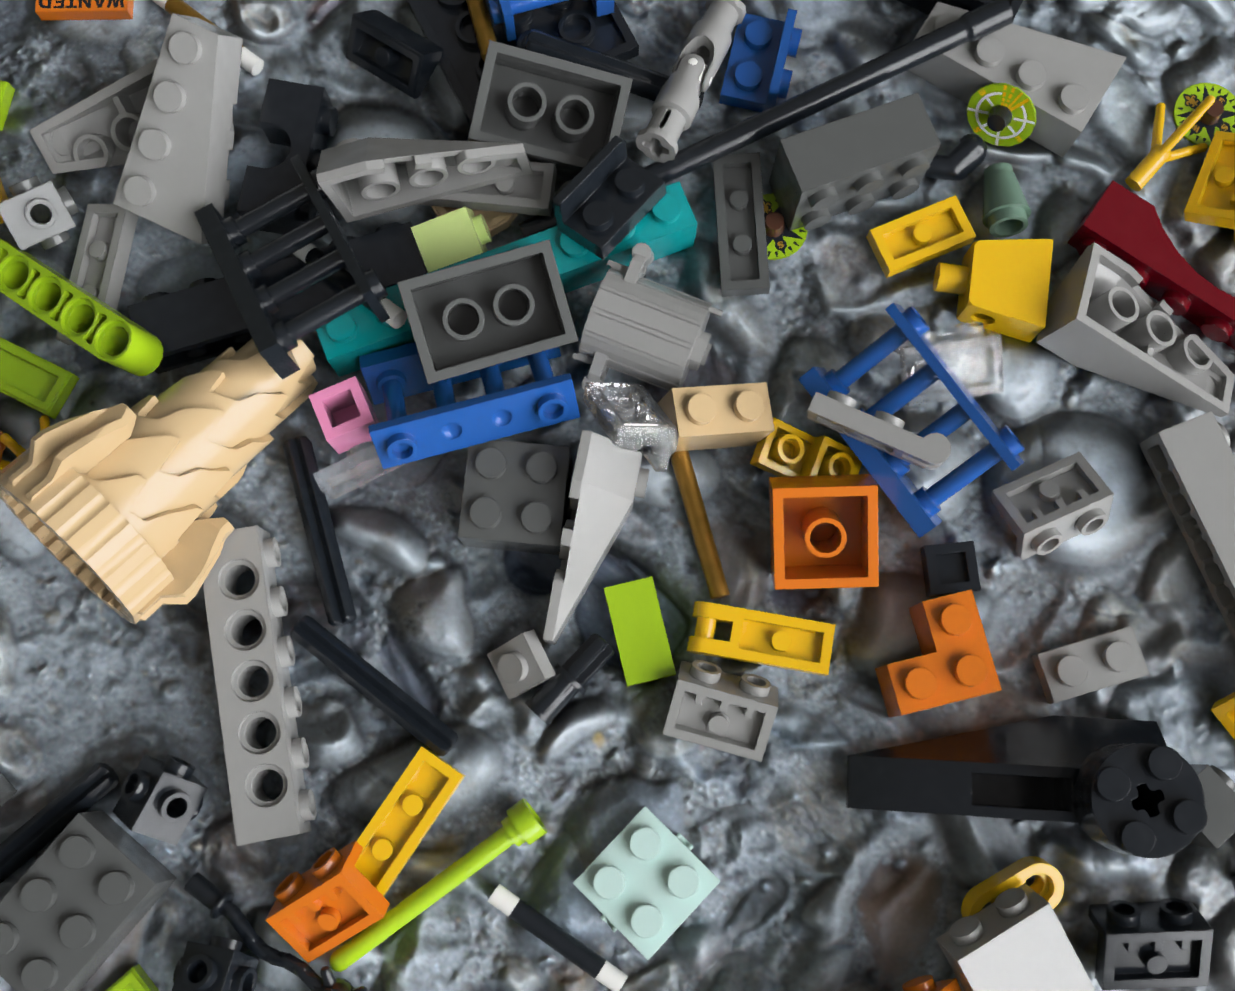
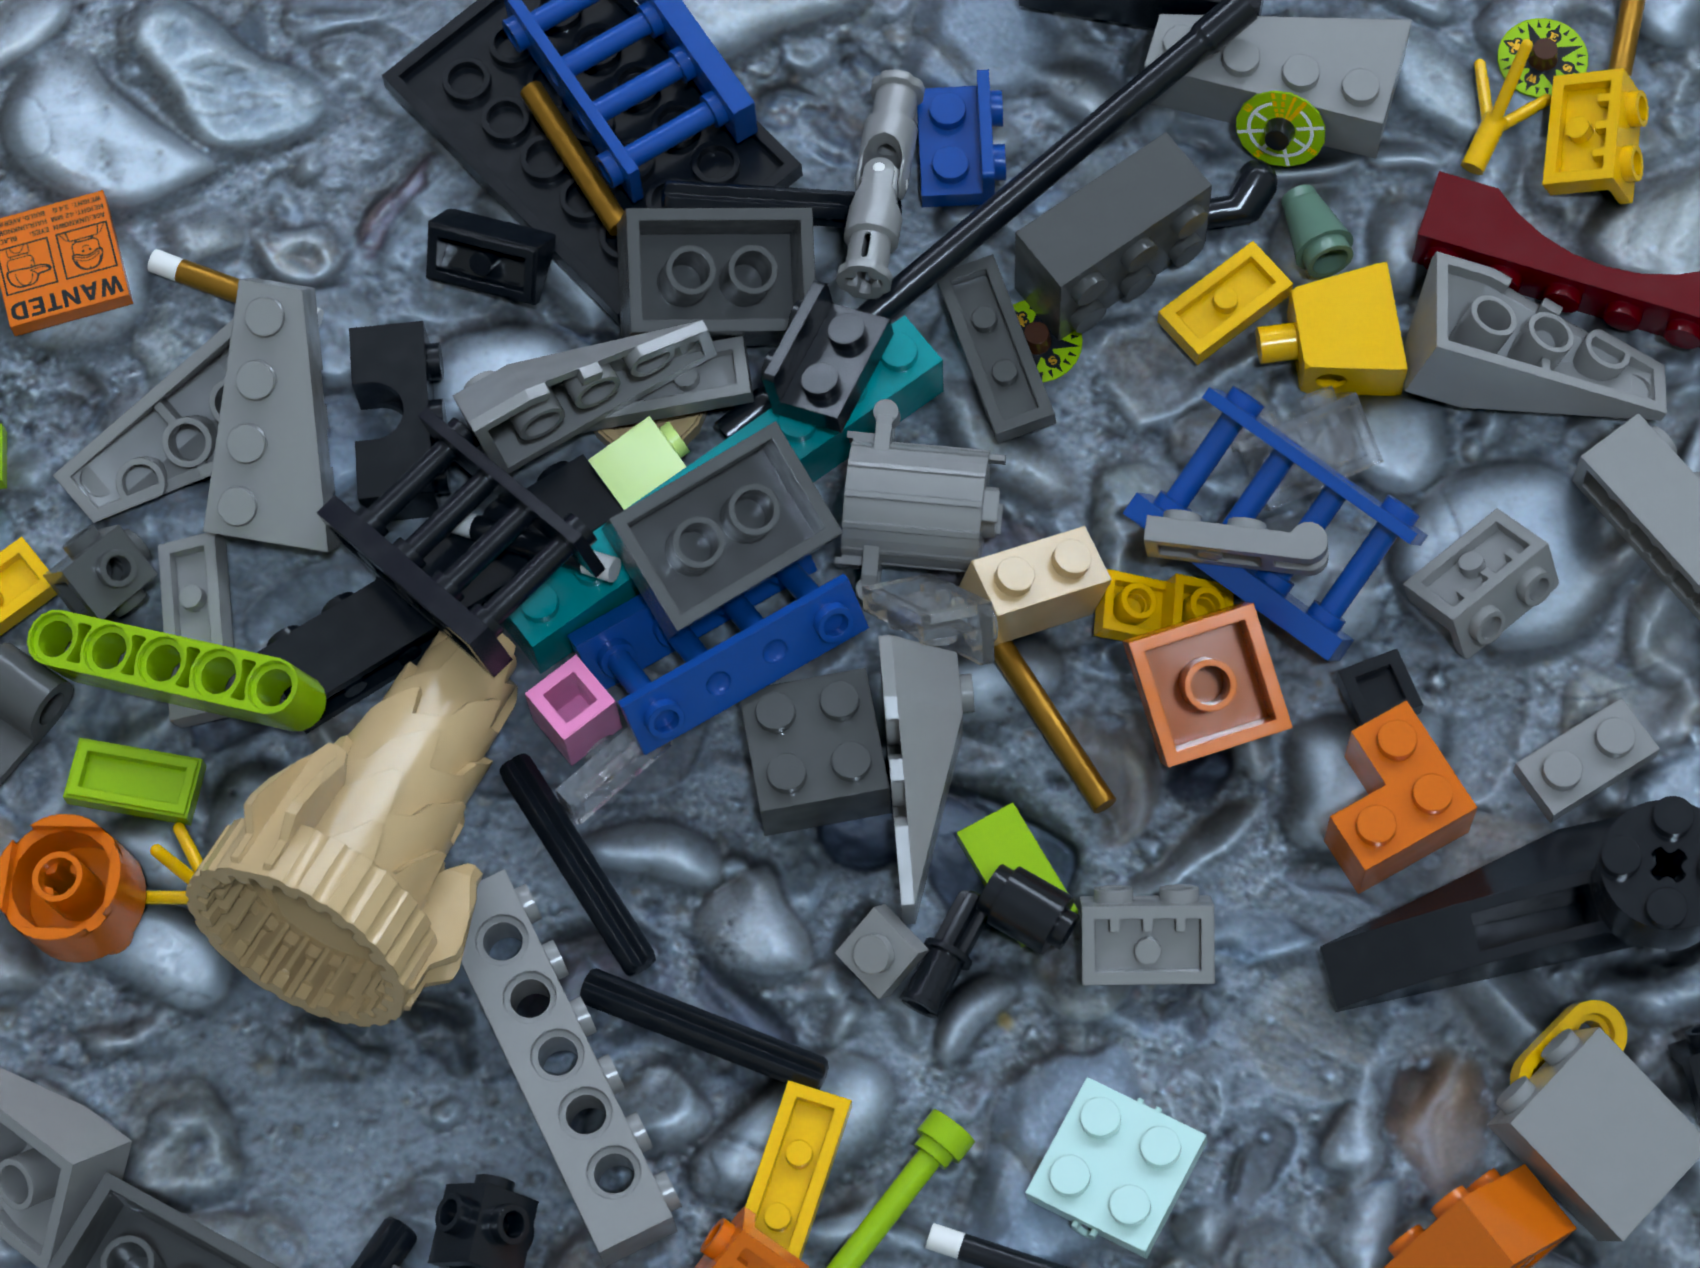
camera: 10 degrees left, 10 degrees down
(637, 668) = (1028, 908): none -> black brick
(763, 638) = (1171, 838): yellow plate -> none

